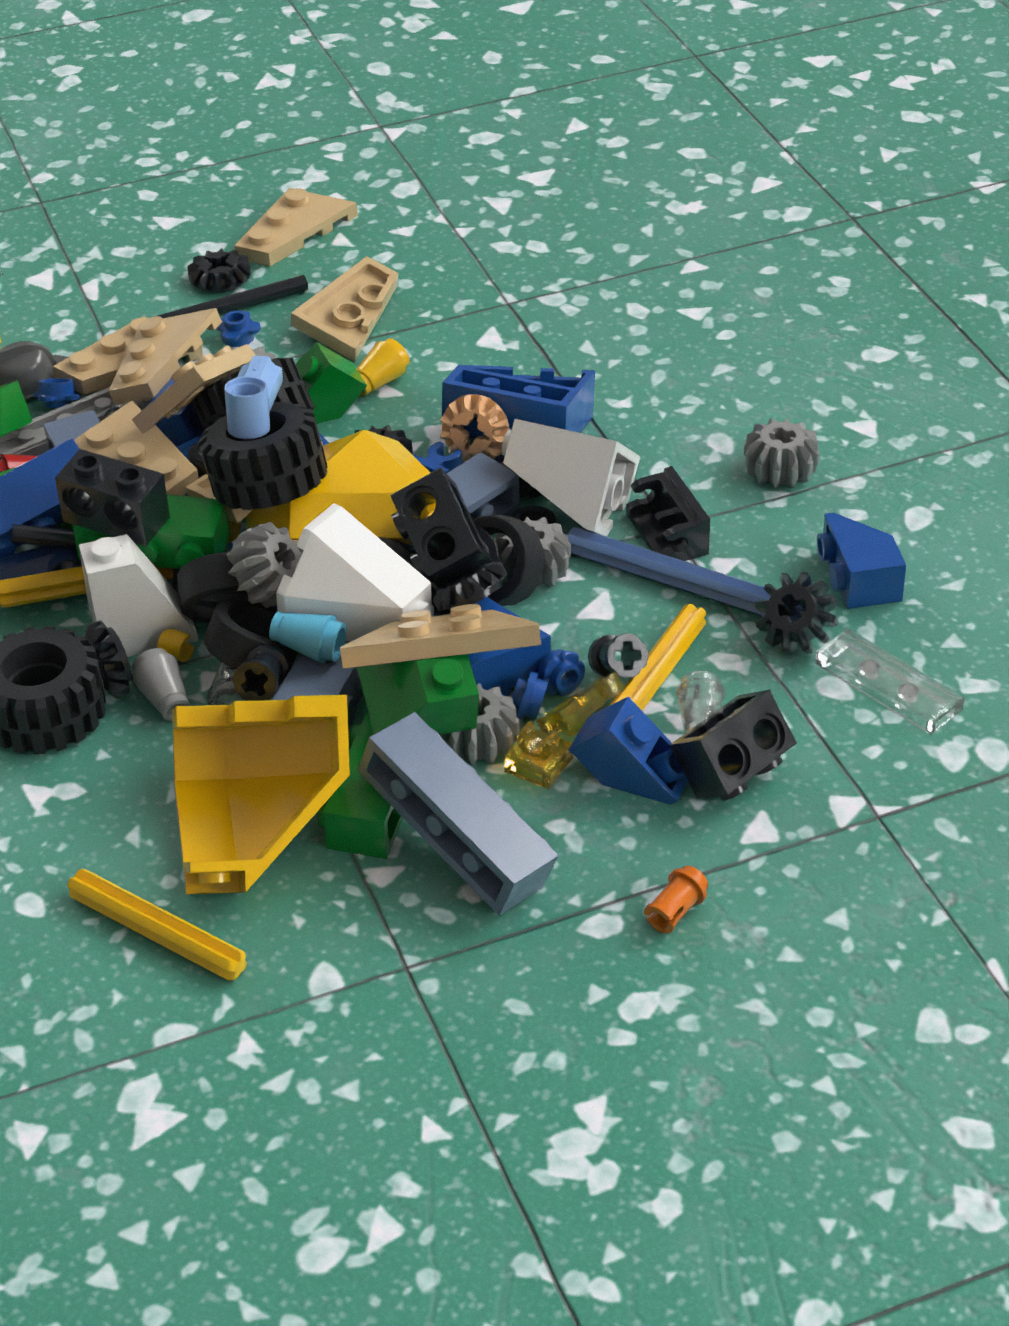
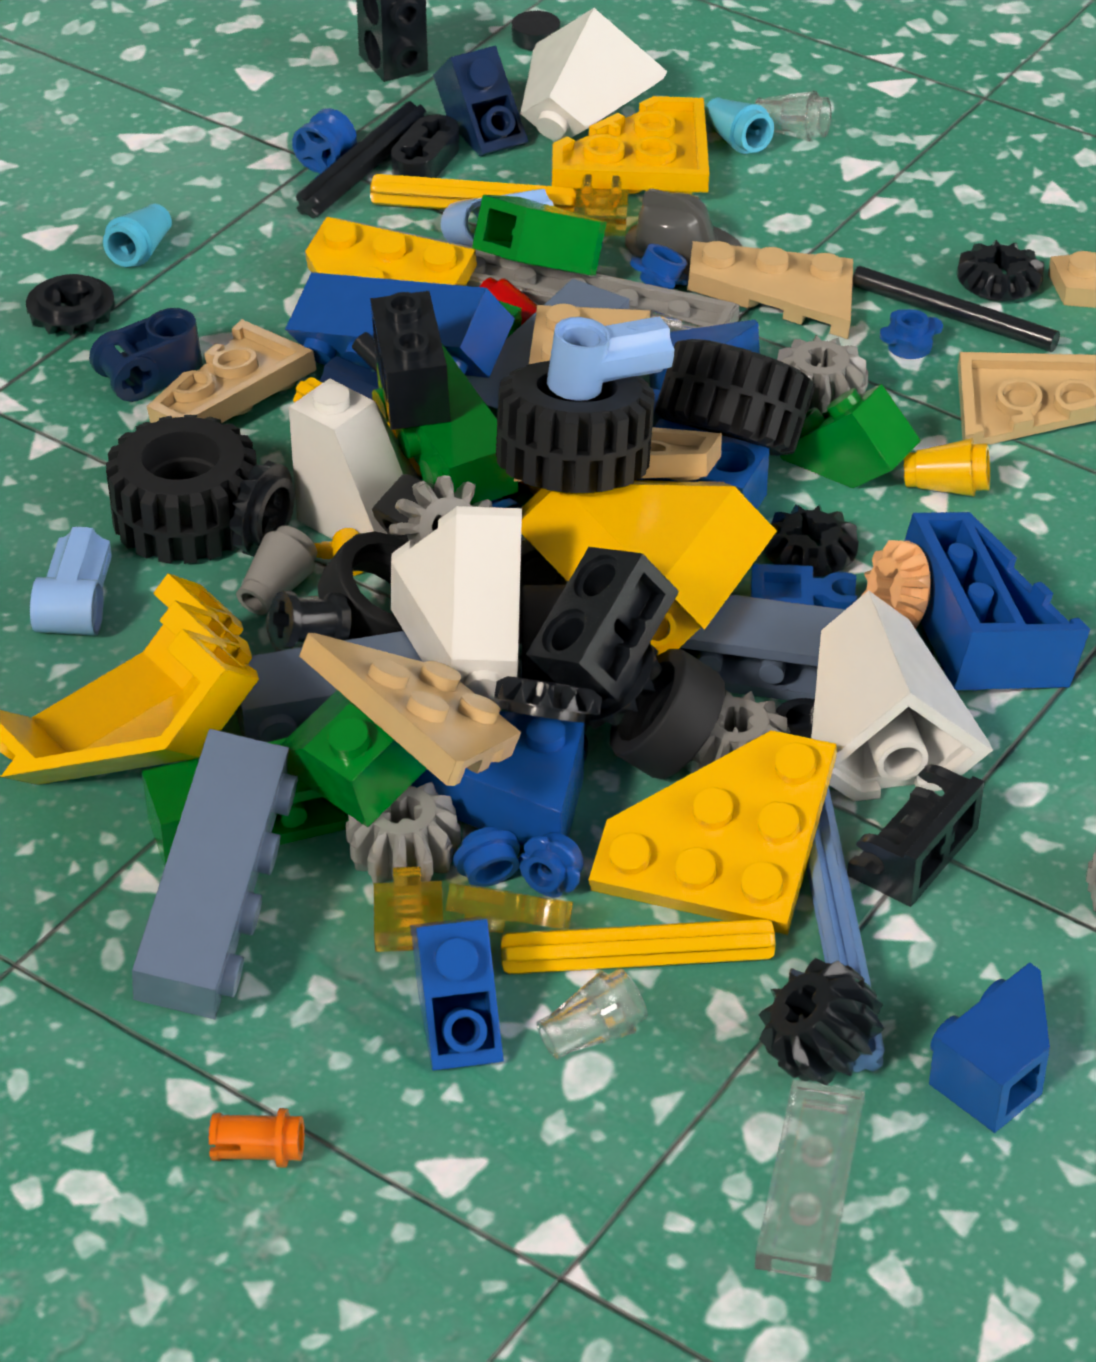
camera: 55 degrees right, 0 degrees up
(77, 794) = (72, 591): none -> light blue piece
(156, 352) = (744, 297): tan wing -> none
(192, 380) = (713, 324): tan wing -> none
(310, 634) = (380, 617): medium azure cone -> none
(610, 583) = (725, 836): none -> yellow plate
(633, 655) = (588, 895): black bush -> none
(734, 746) = (529, 1047): black brick -> none

